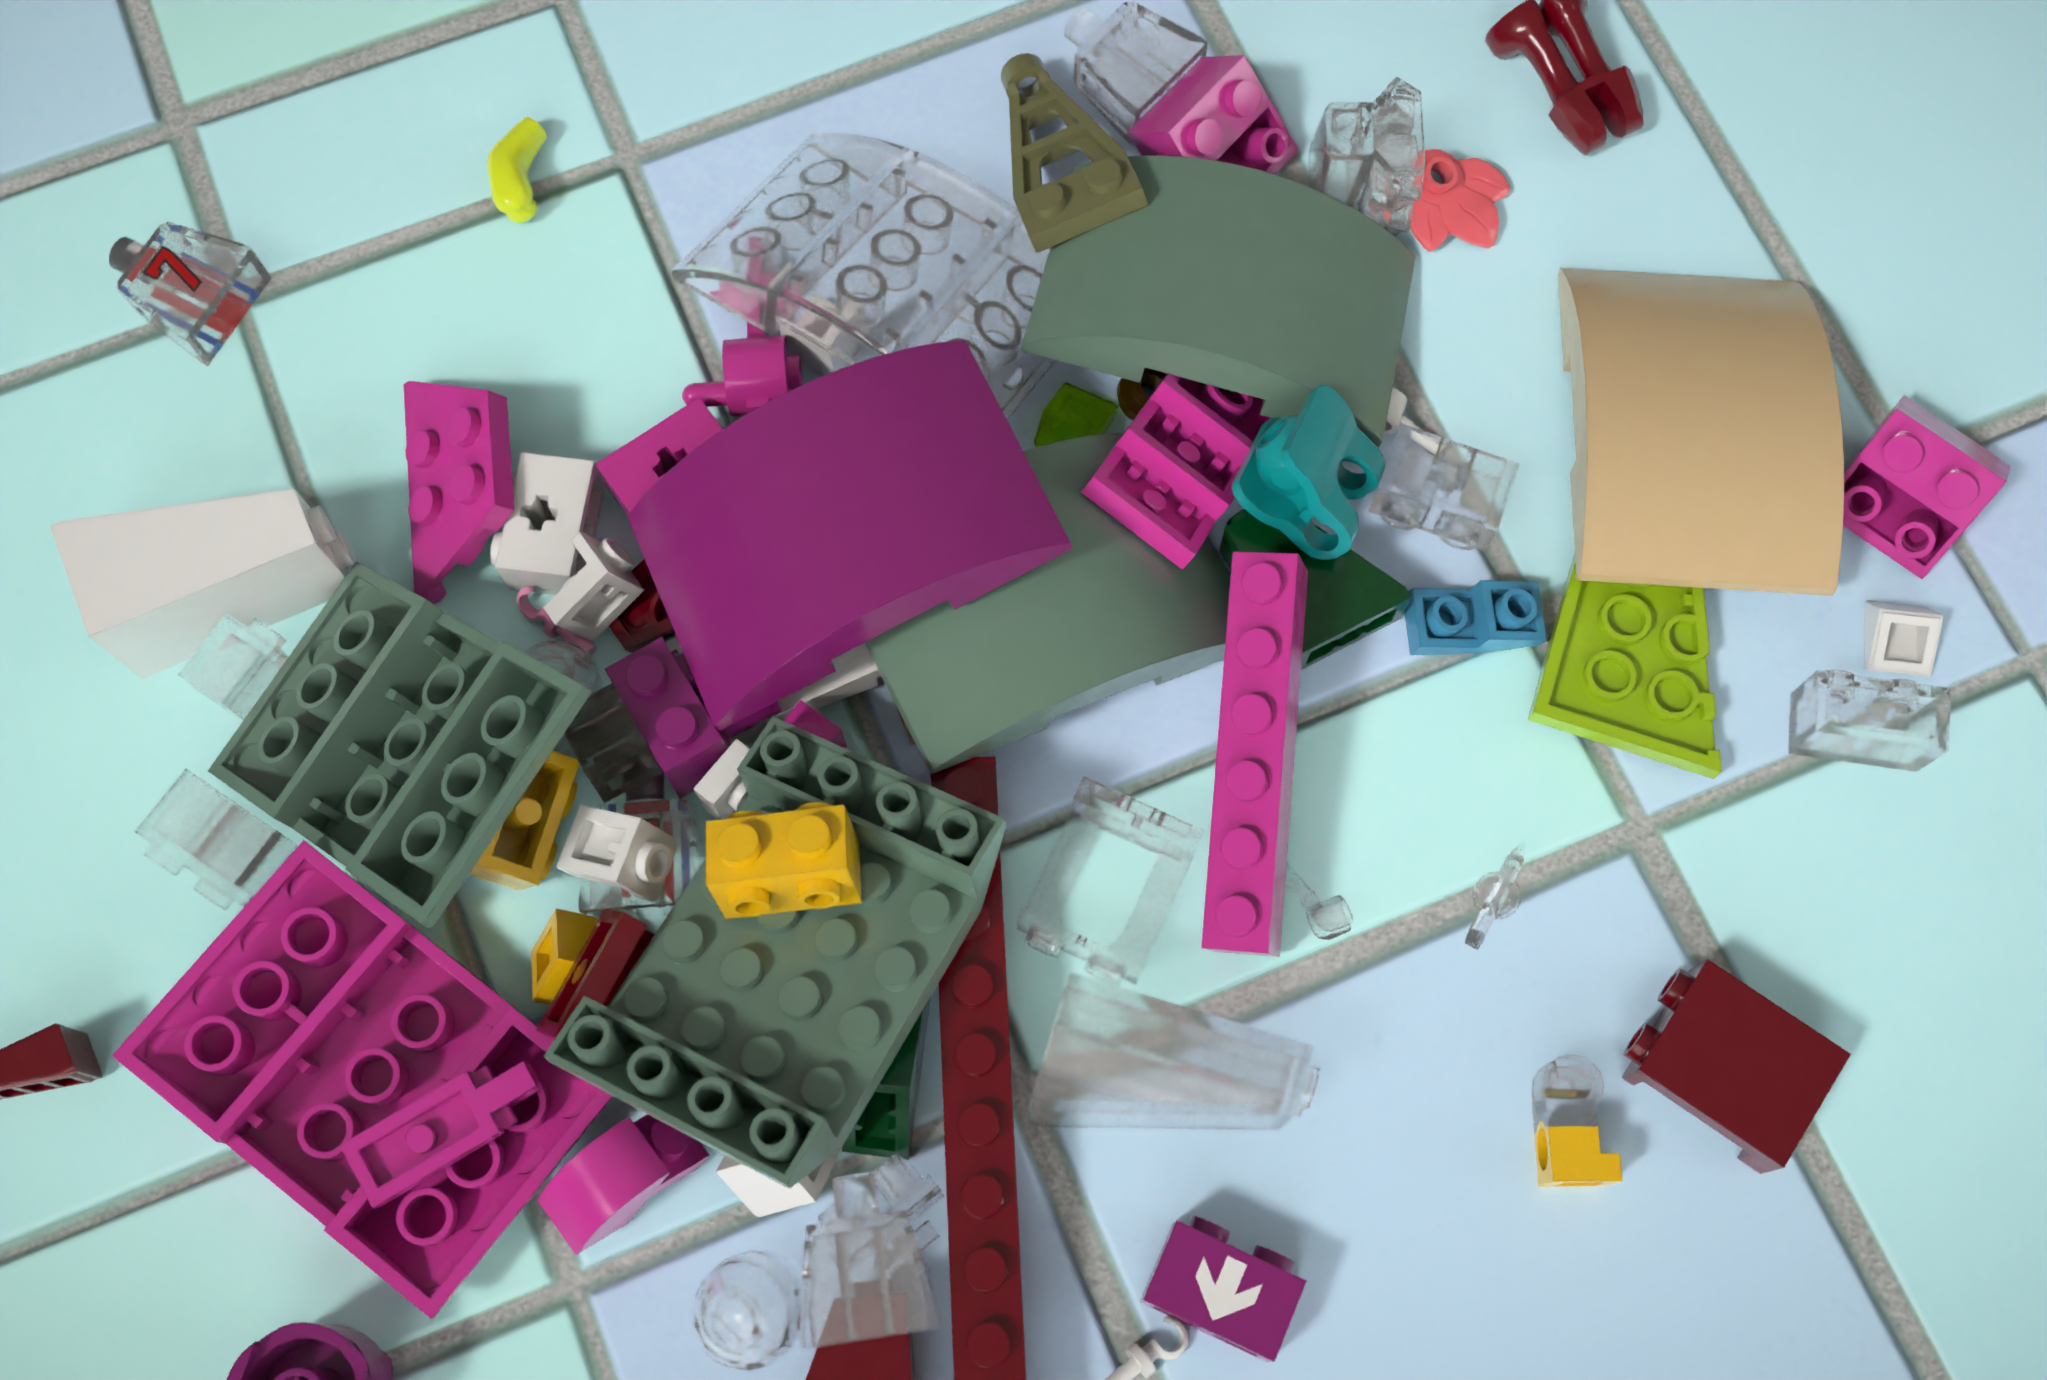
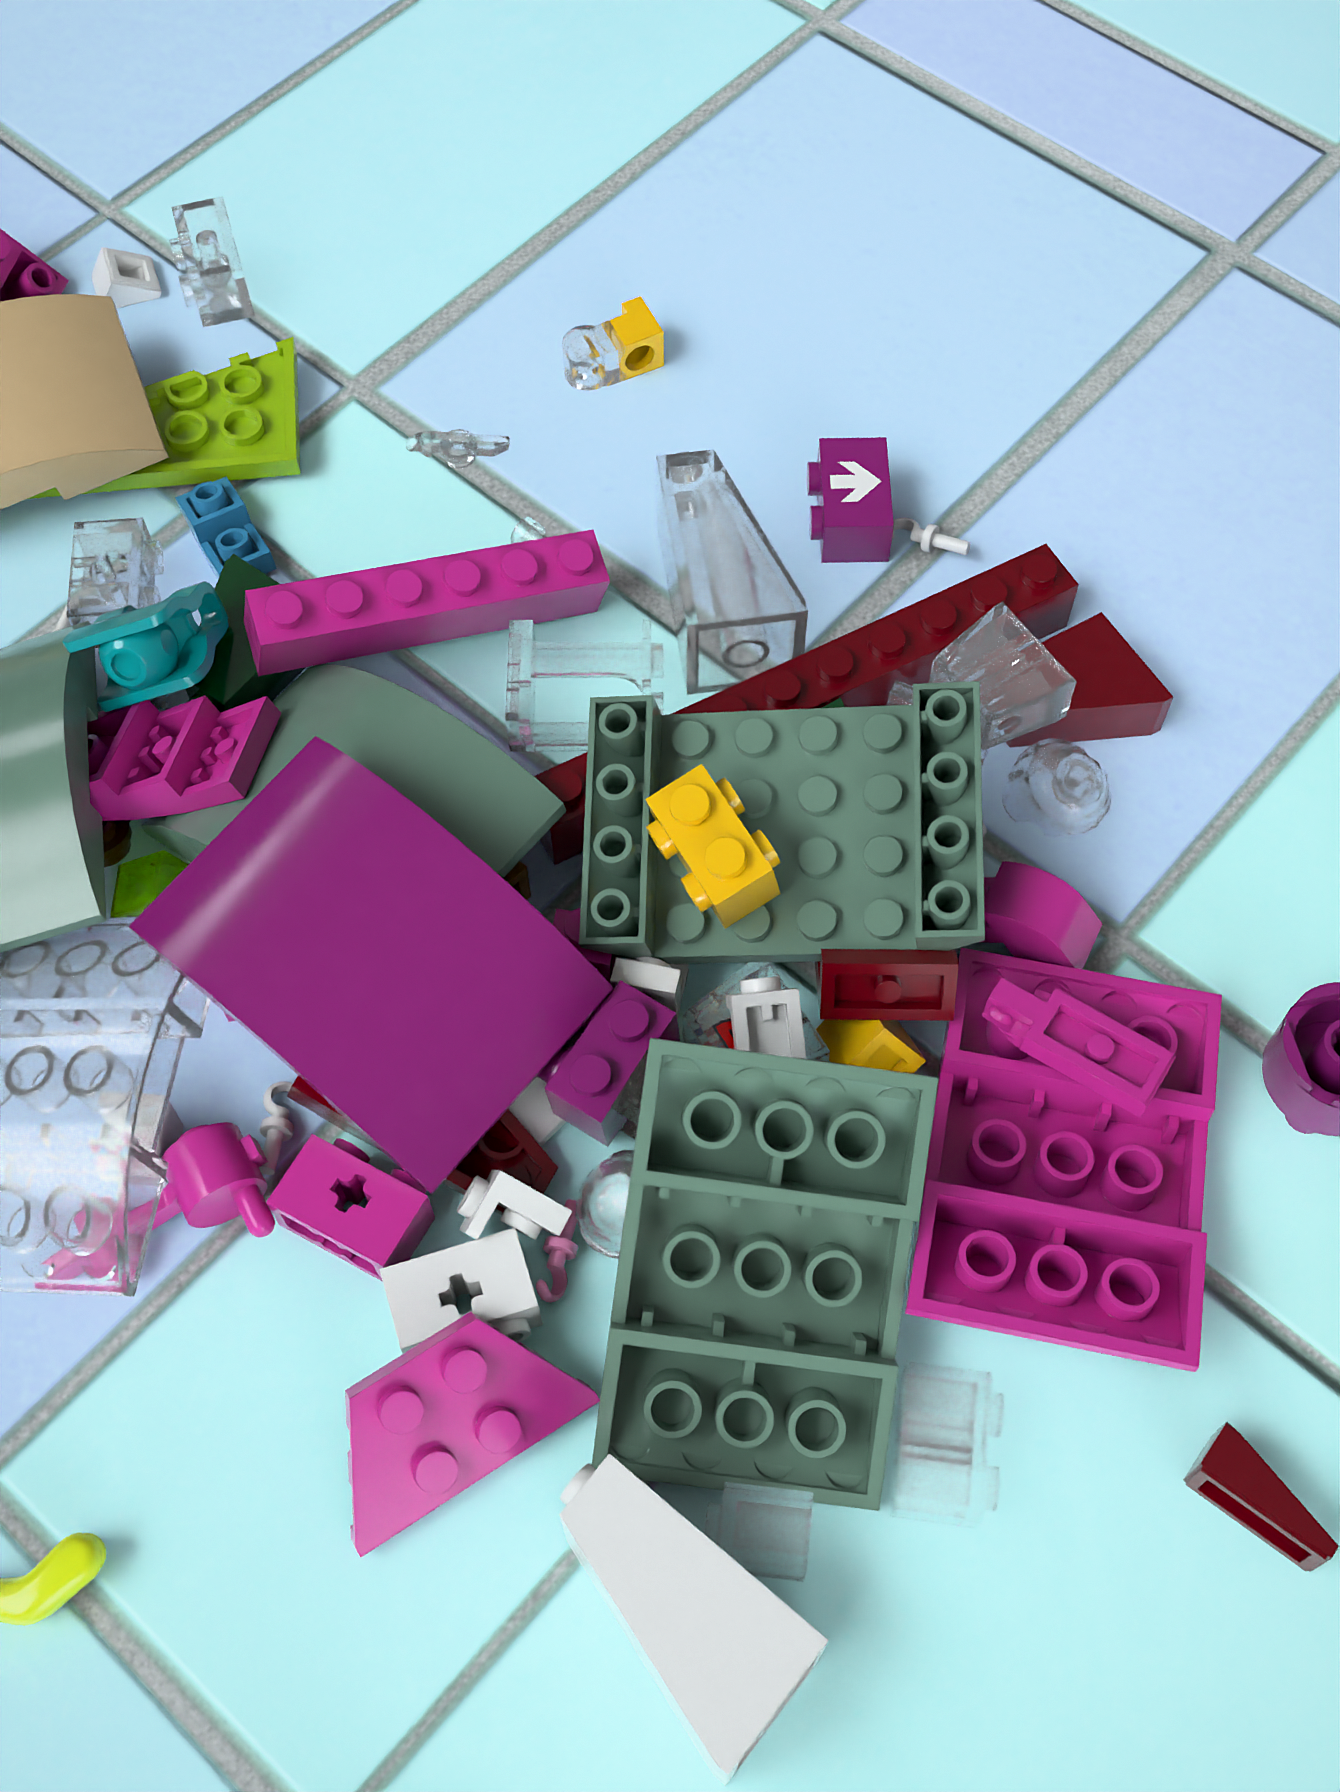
camera: 115 degrees left, 10 degrees down
(1735, 1063) = (517, 273): dark red panel -> none

